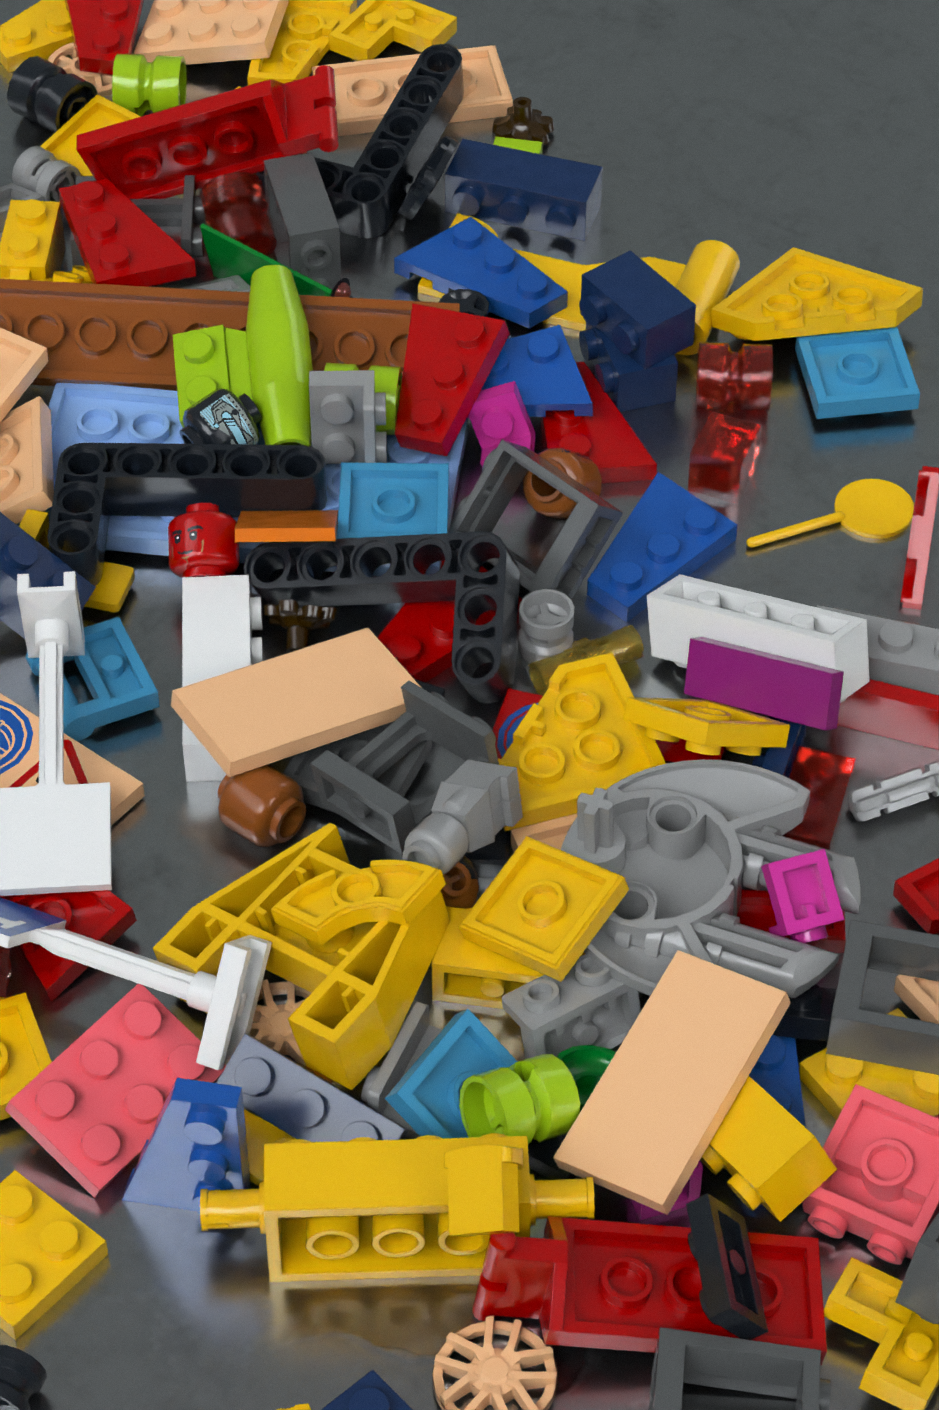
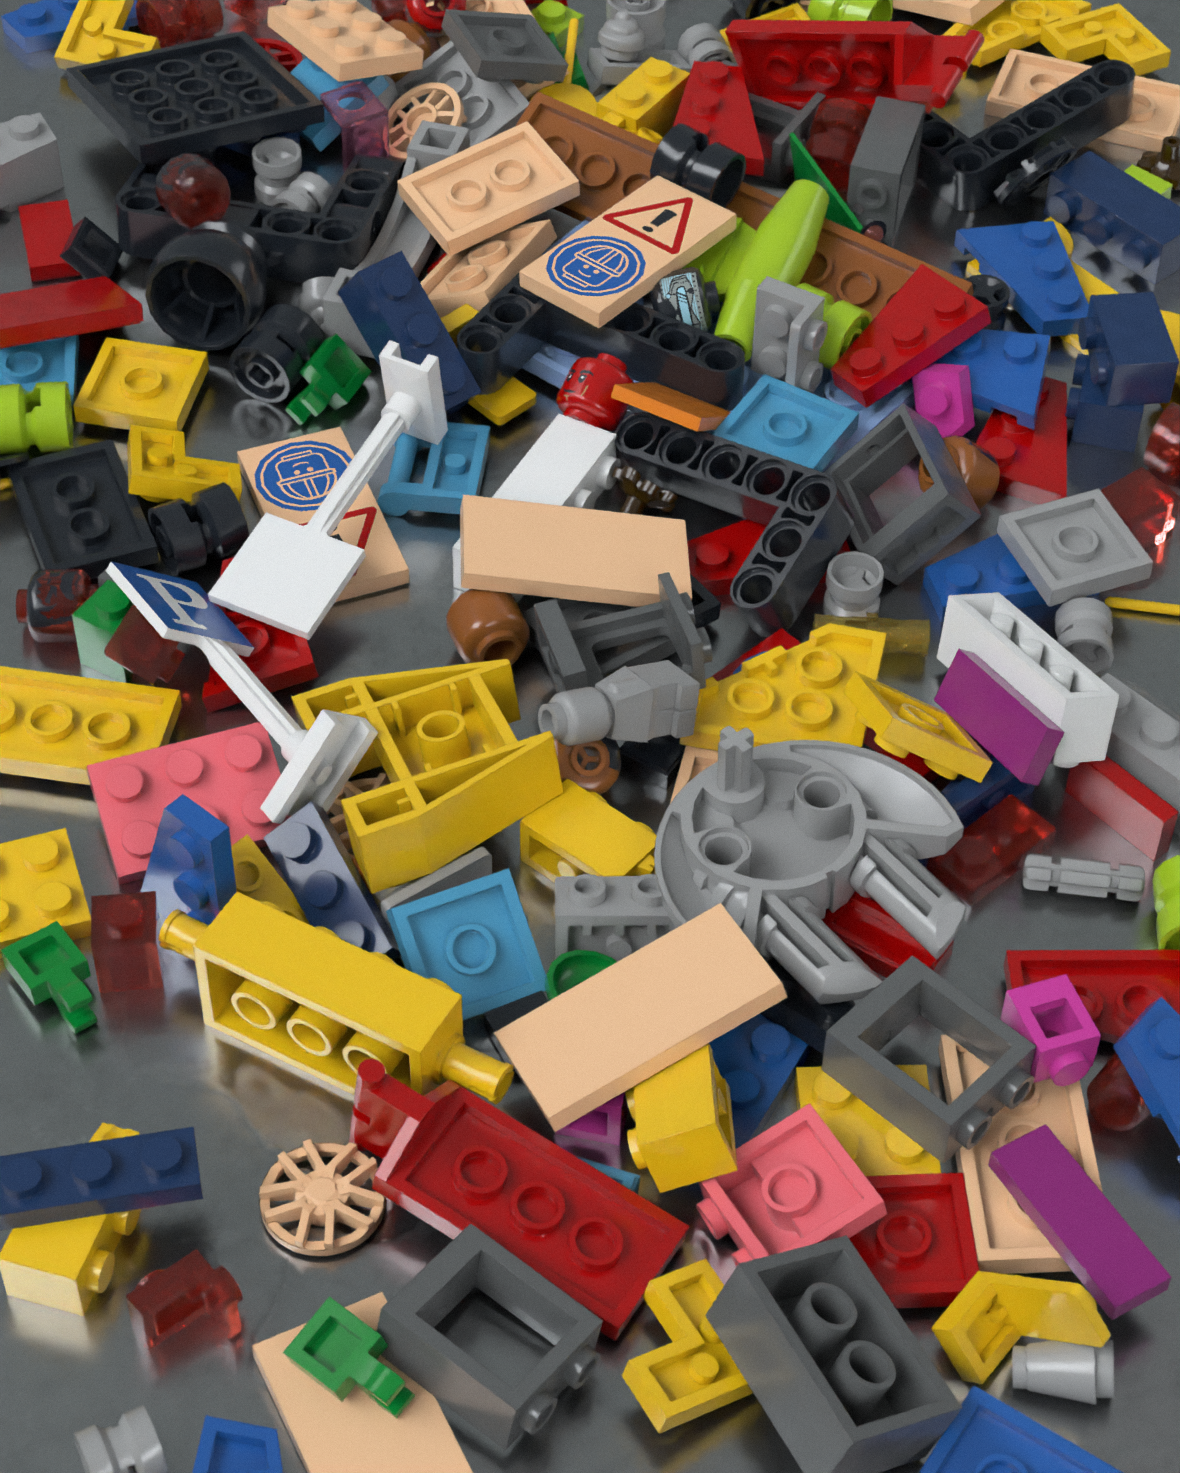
camera: 30 degrees right, 0 degrees up
(104, 1300) = (54, 967): none -> green plate
(149, 398) = (627, 251): none -> light nougat tile
(156, 293) = (697, 165): none -> black wheel
(161, 1242) = (127, 942): none -> clear red brick
(333, 902) = (490, 731): yellow tile -> none
(483, 1189) = (377, 1015): yellow tile -> none
(526, 1099) = (496, 972): lime wheel -> none
(544, 908) = (641, 816): yellow tile -> none
(708, 507) = (1074, 547): none -> light grey plate
(726, 1268) = (567, 1203): black plate -> none
(759, 572) = (1085, 631): none -> light grey wheel
(802, 896) = (884, 915): dark pink bracket -> none

